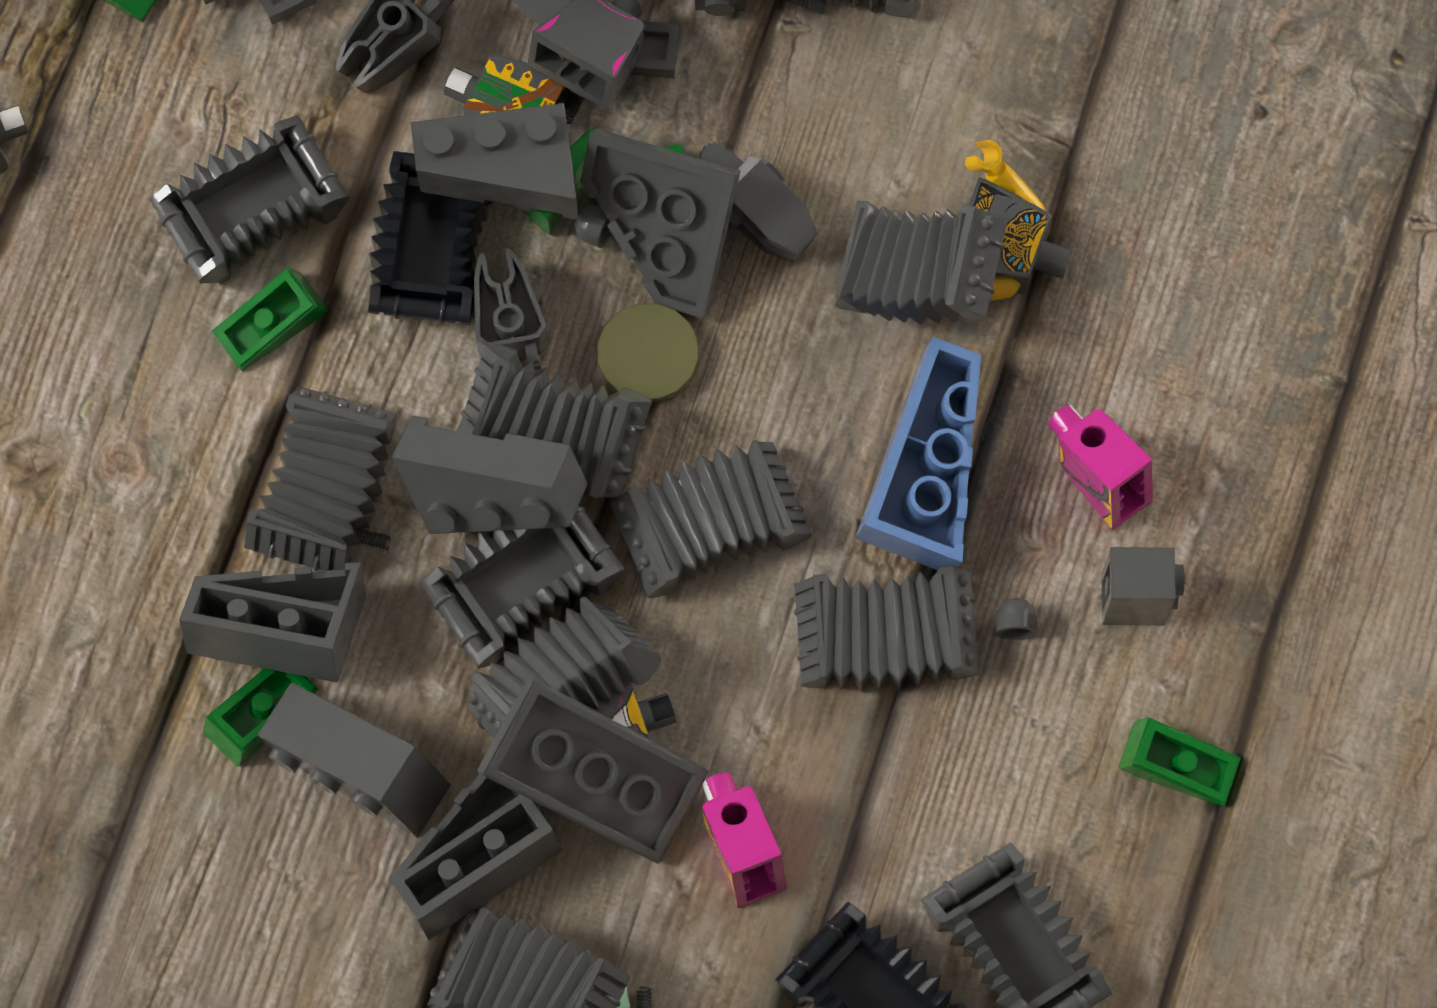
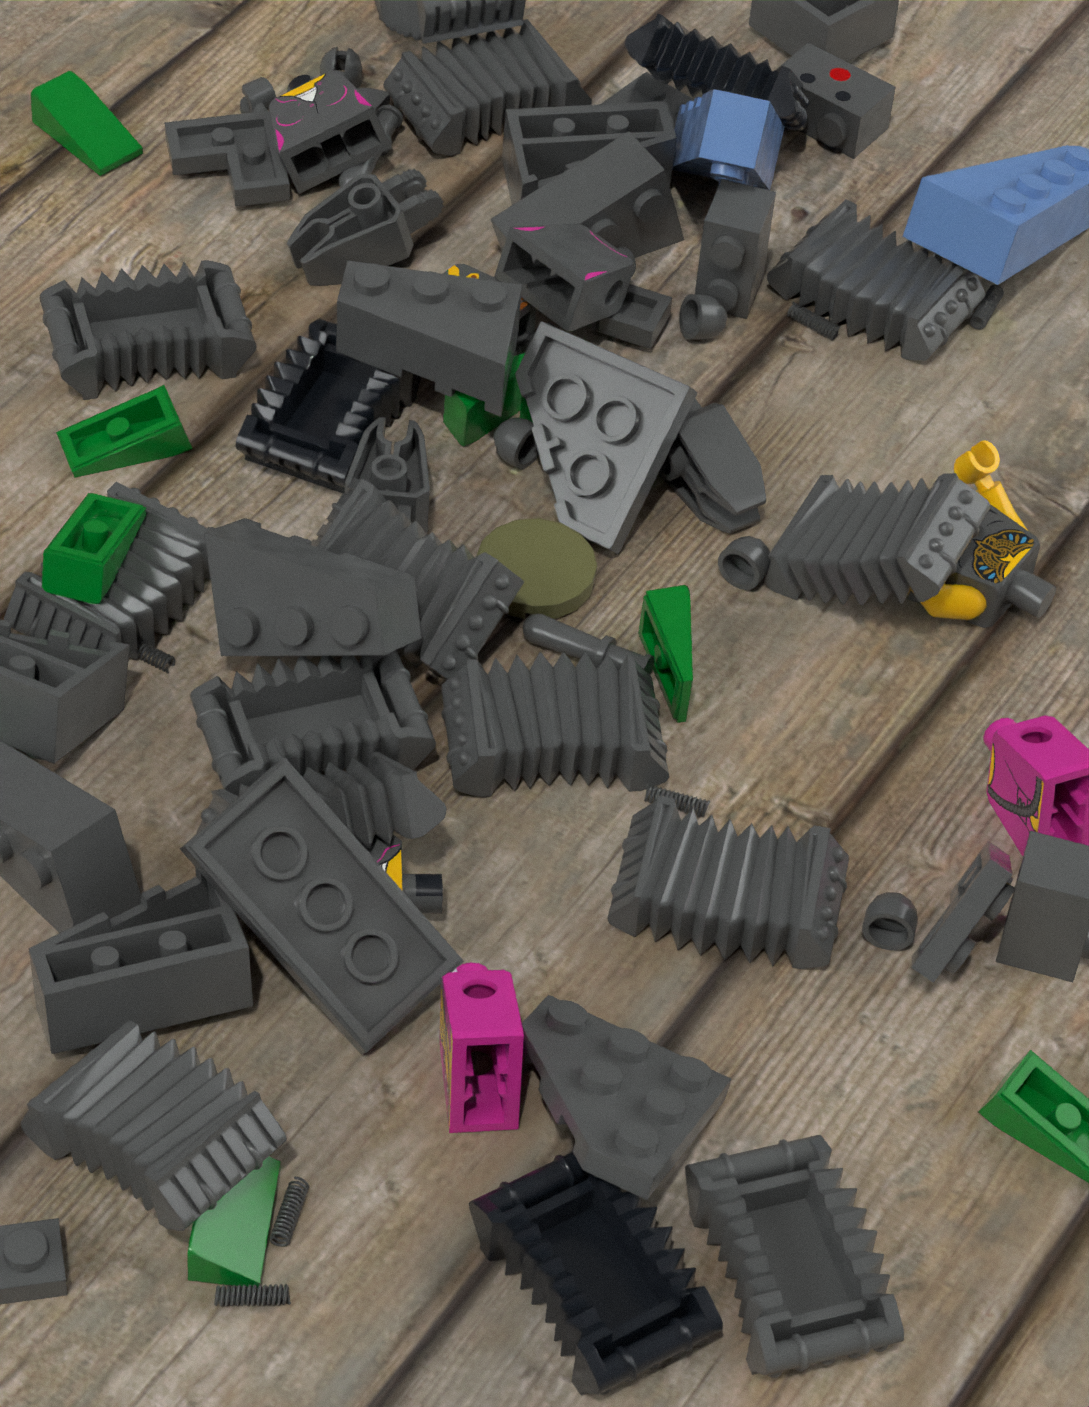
camera: 10 degrees right, 25 degrees down
(297, 472) = (91, 548): none -> green slope
(696, 421) = (561, 637): none -> dark grey piece
(709, 32) = (701, 317): none -> dark grey hinge
(774, 397) = (668, 637): none -> green slope
(815, 295) = (744, 562): none -> dark grey hinge
(823, 552) = (680, 798): none -> dark grey leg
(854, 850) = (619, 1094): none -> dark grey plate
(924, 477) = (819, 737): medium blue wedge -> none
(1080, 601) = (979, 892): none -> dark grey plate

